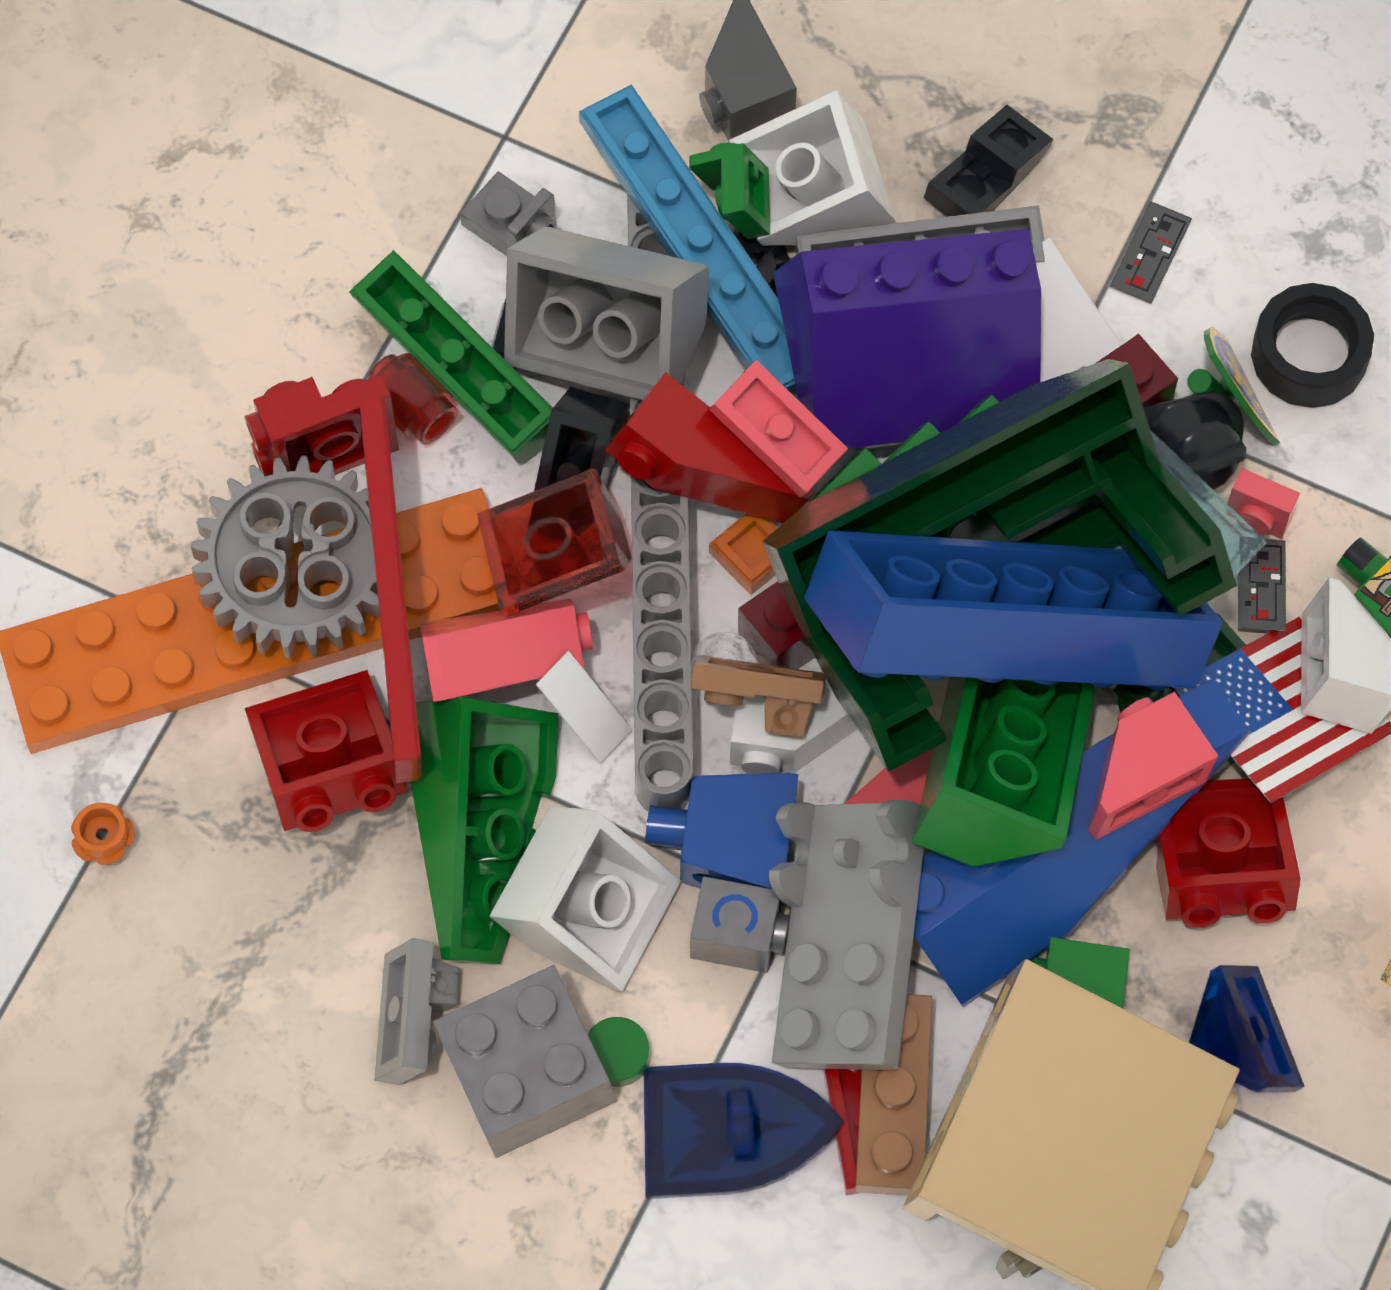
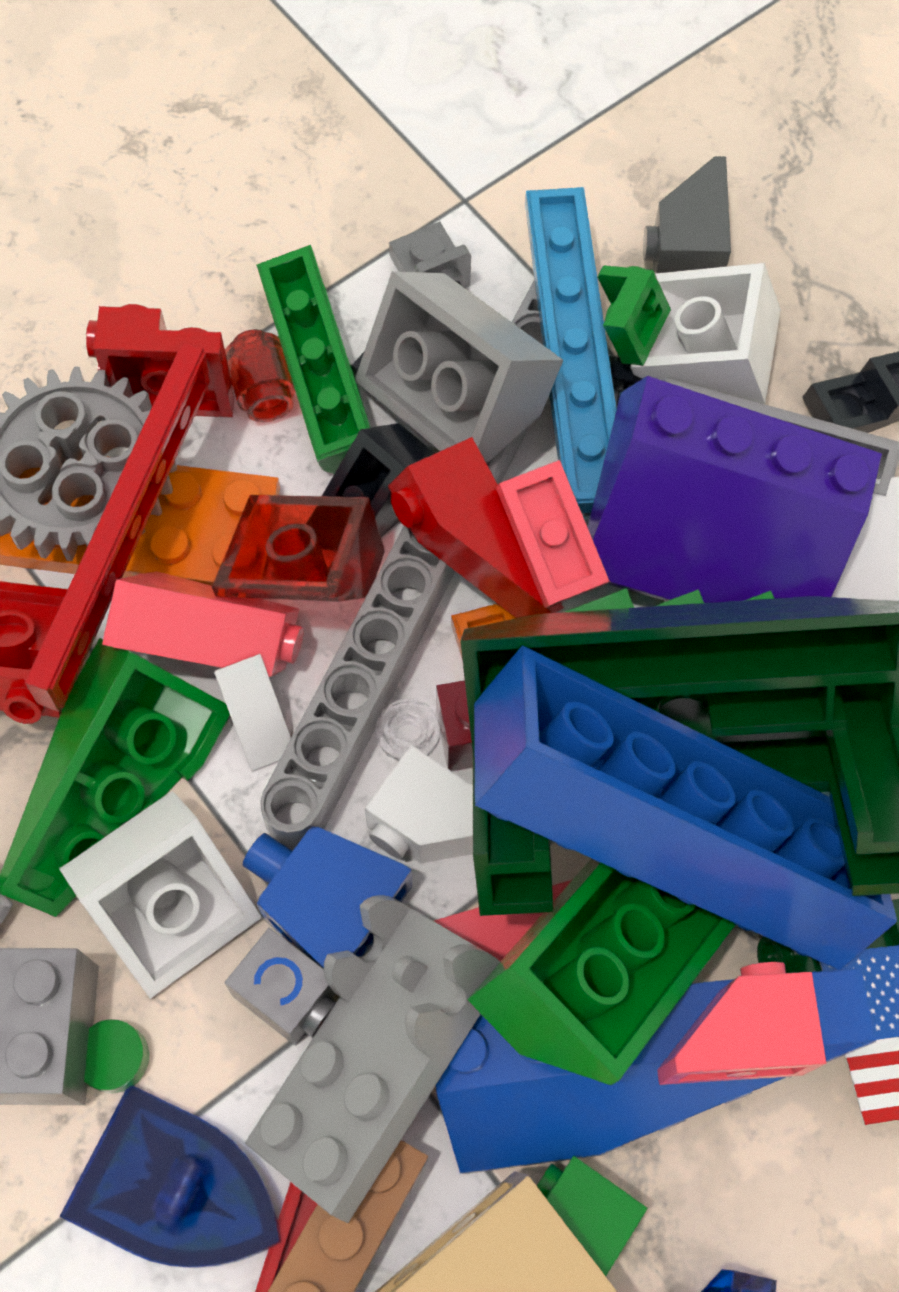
camera: 25 degrees right, 0 degrees up
(786, 691) = (435, 783): medium nougat hinge -> none
(1228, 856) = (796, 1156): red plate -> none

